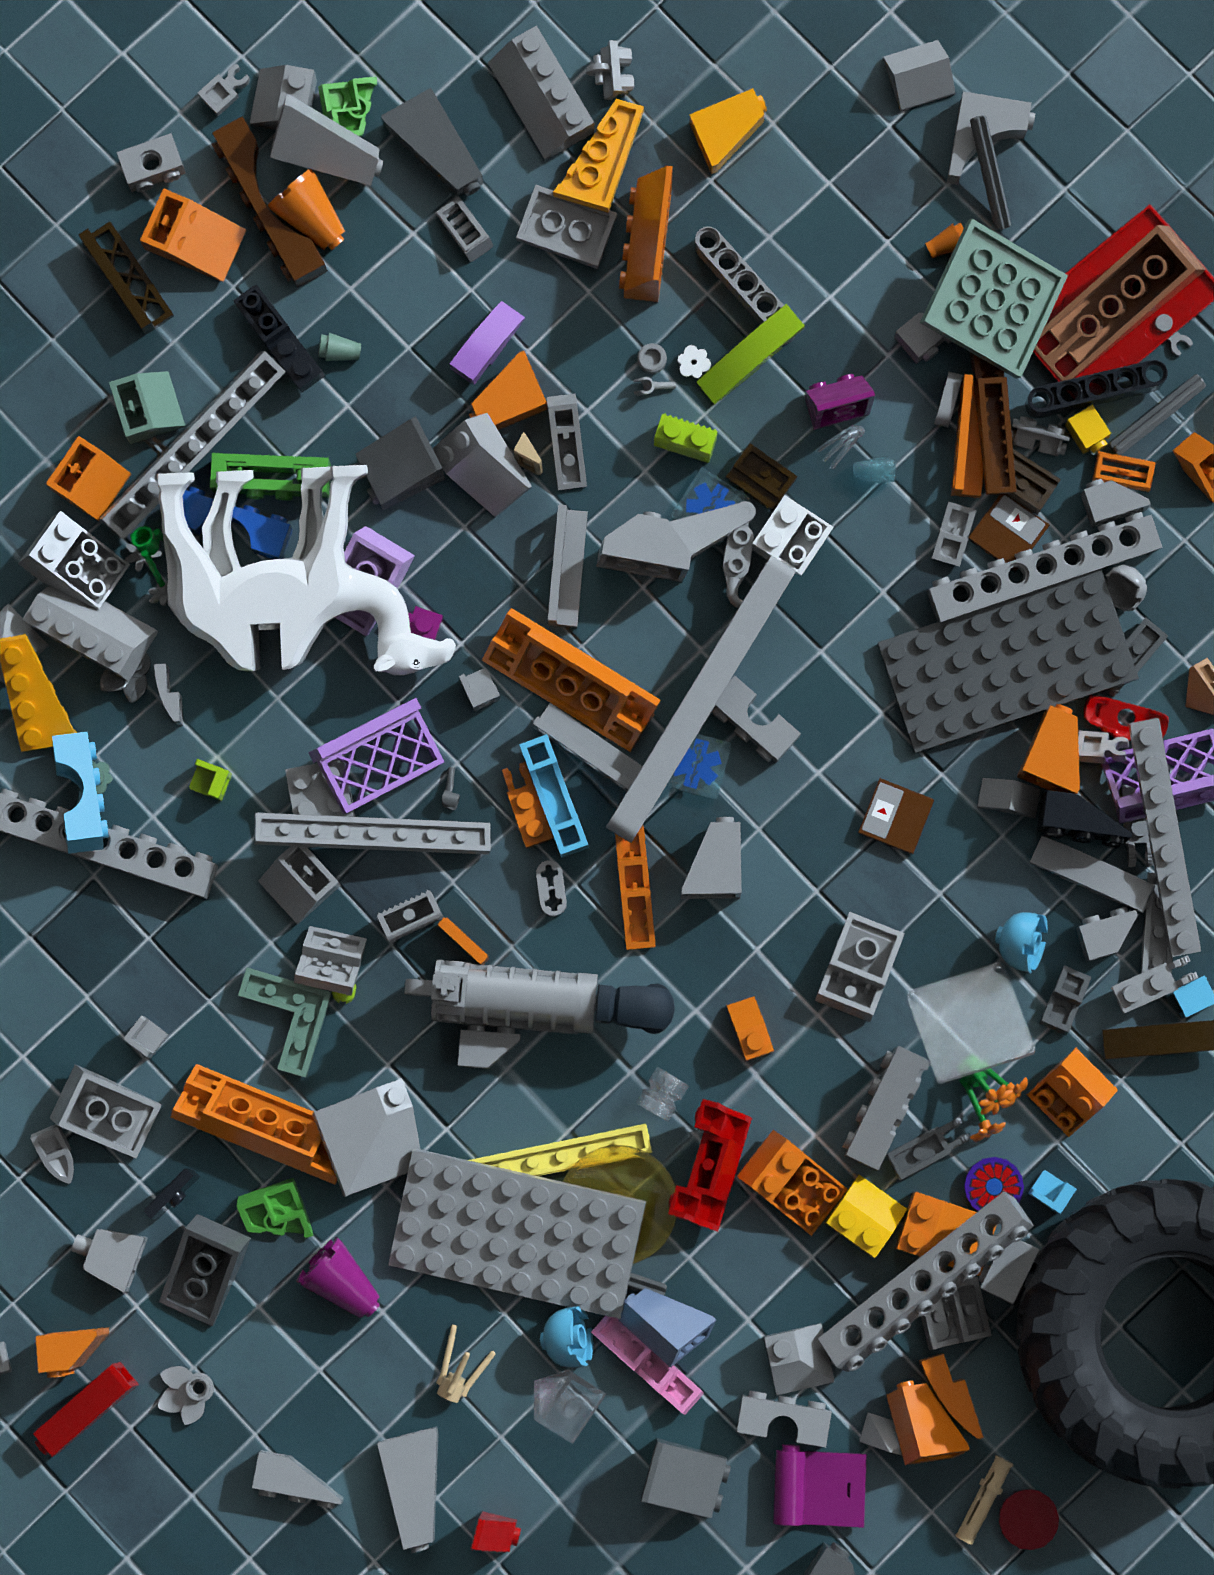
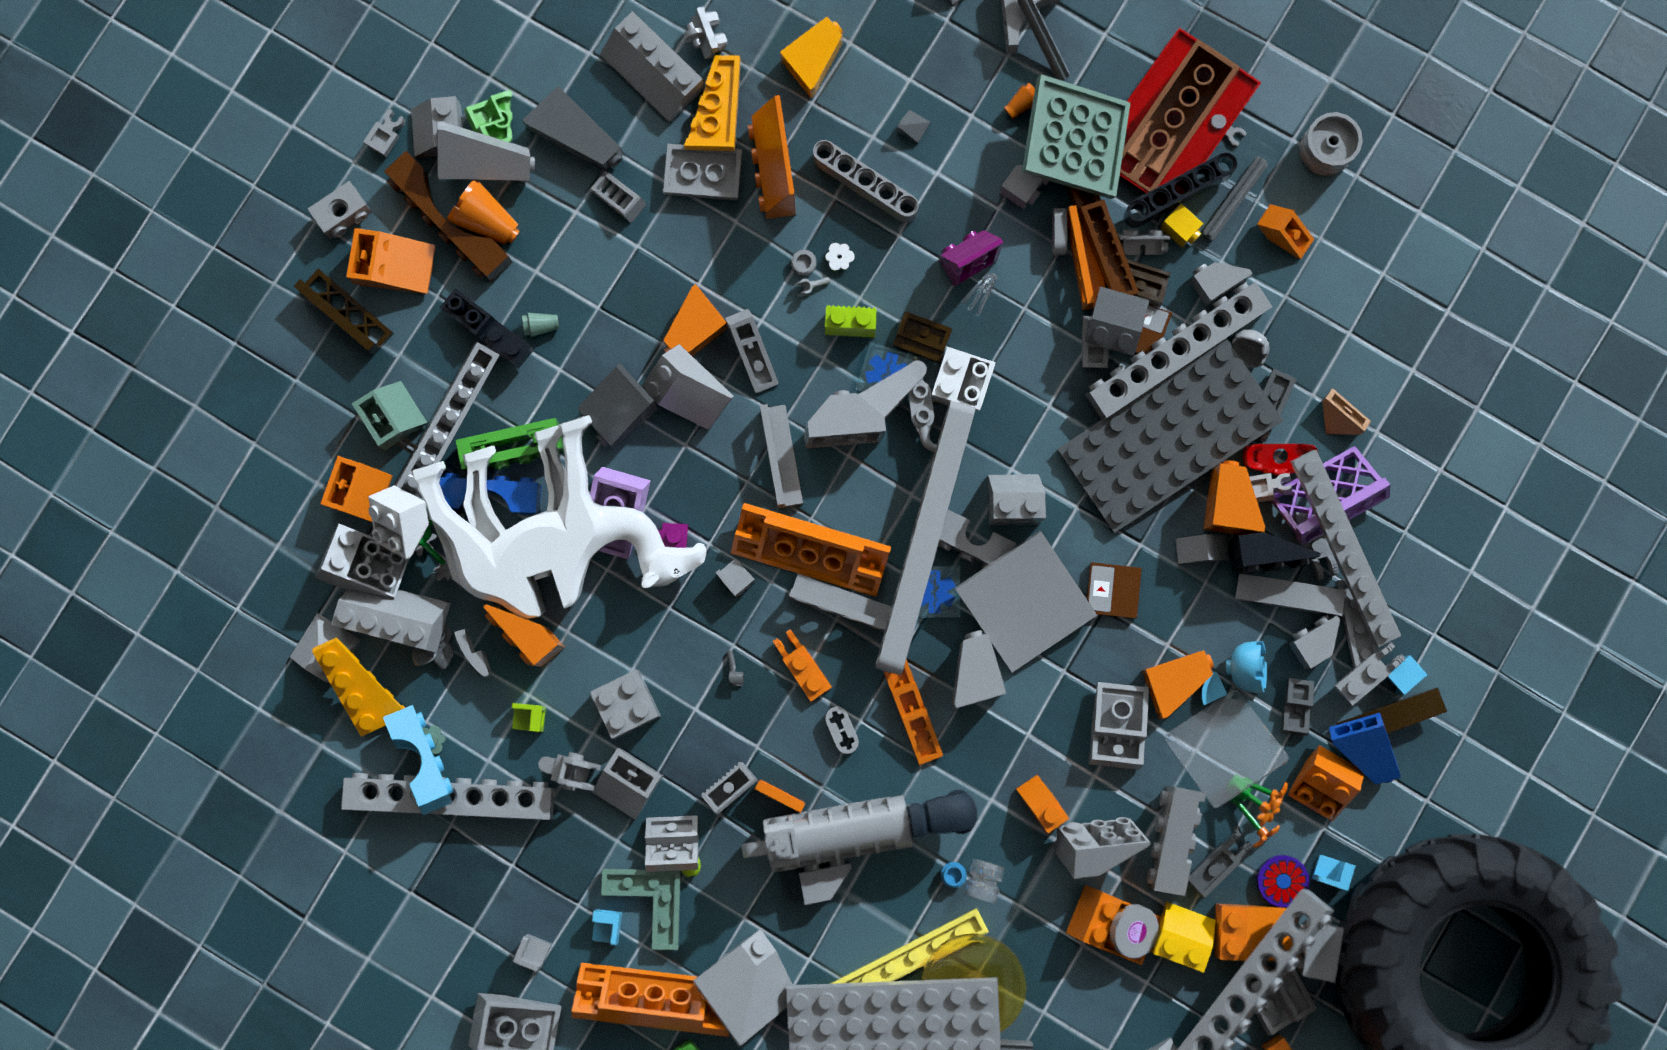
camera: 20 degrees left, 0 degrees up
(127, 524) = (398, 520): none -> white slope
(234, 1031) = (606, 926): none -> medium azure panel
(239, 695) = (535, 641): none -> orange slope
(239, 850) = (569, 770): none -> light grey hinge
(371, 833) = (677, 727): light grey plate -> none
(373, 730) = (646, 646): medium lavender fence -> none
(486, 343) = (662, 286): medium lavender slope -> none
(527, 455) = (722, 371): tan slope -> none
(554, 796) = (823, 652): medium azure arch -> none
(630, 1080) = (953, 875): none -> dark azure plate
(714, 1166) = (1045, 933): red bracket -> none
(750, 354) = (885, 237): lime slope -> none
(793, 801) = (1026, 601): none -> light grey tile
(797, 1089) = (1098, 845): none -> light grey slope
(811, 1192) = (1134, 931): none -> light grey tile
(813, 686) = (1016, 500): none -> light grey slope
(817, 237) = (913, 126): none -> dark grey slope
(875, 470) = (1015, 306): clear light blue cone -> none
(938, 933) = (1177, 680): none -> orange slope
(975, 955) = (1212, 689): none -> medium azure tile
(981, 516) = (1116, 321): none -> dark grey slope
(1125, 472) = (1219, 243): orange tile -> none
(1128, 1064) = (1367, 747): none -> blue slope

